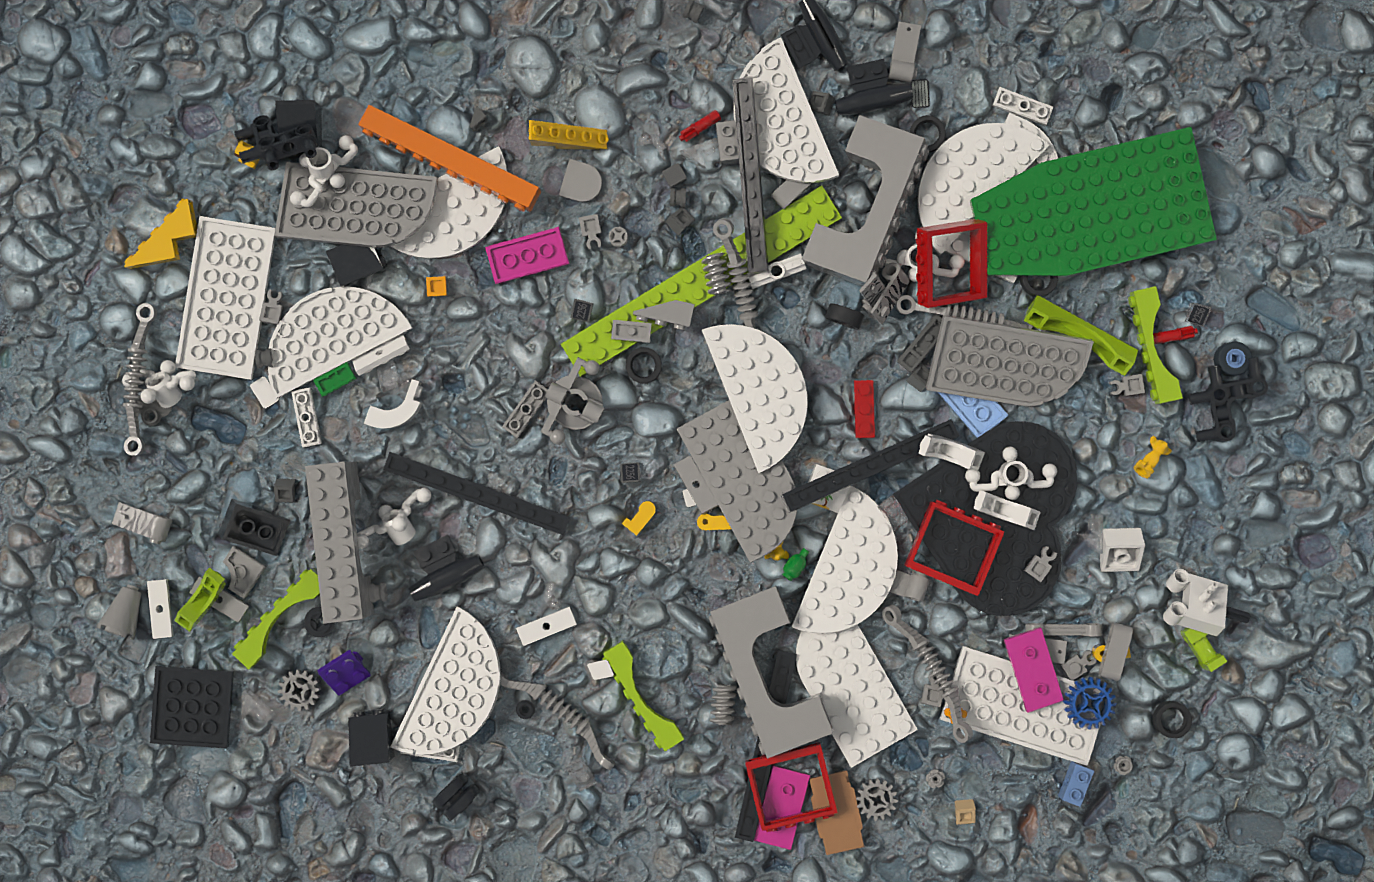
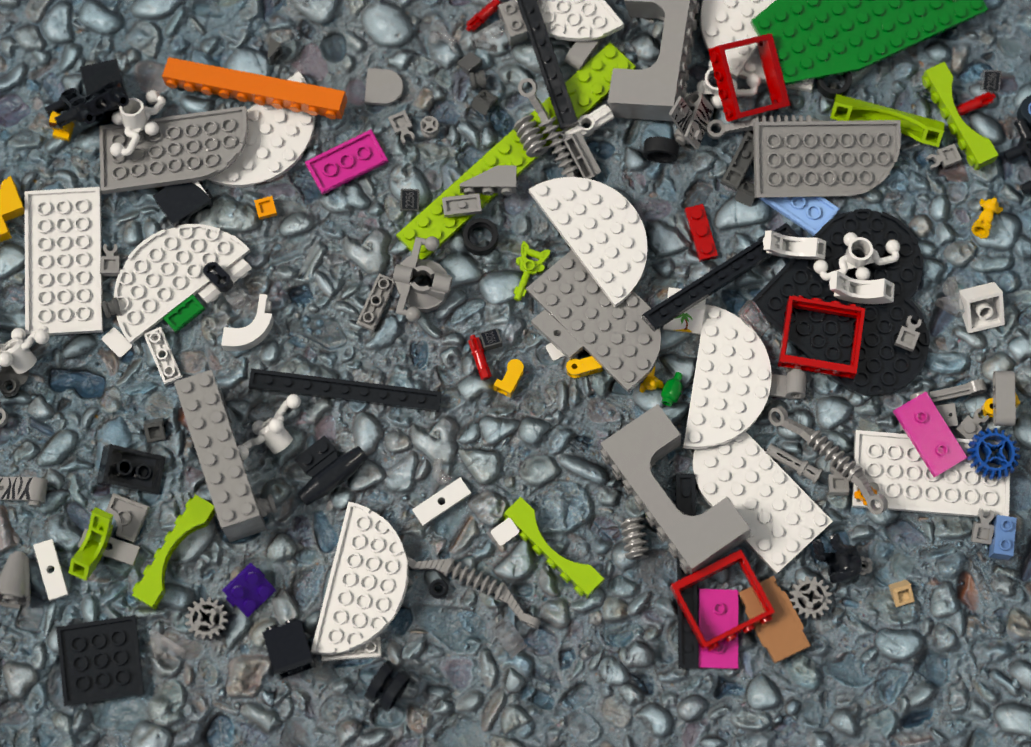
camera: 15 degrees left, 15 degrees down
(311, 625) = (208, 541): black gear -> none
(370, 354) = (215, 279): none -> black beam
(566, 136) = (360, 46): yellow slope -> none
(615, 489) = (479, 357): none -> red piece
(684, 407) = (529, 267): none -> lime piece
(763, 304) = (582, 155): none -> light grey piece
(902, 671) = (773, 451): none -> light grey pin
(915, 776) = (843, 564): none -> black hair
(1059, 772) = (983, 530): none -> light grey plate

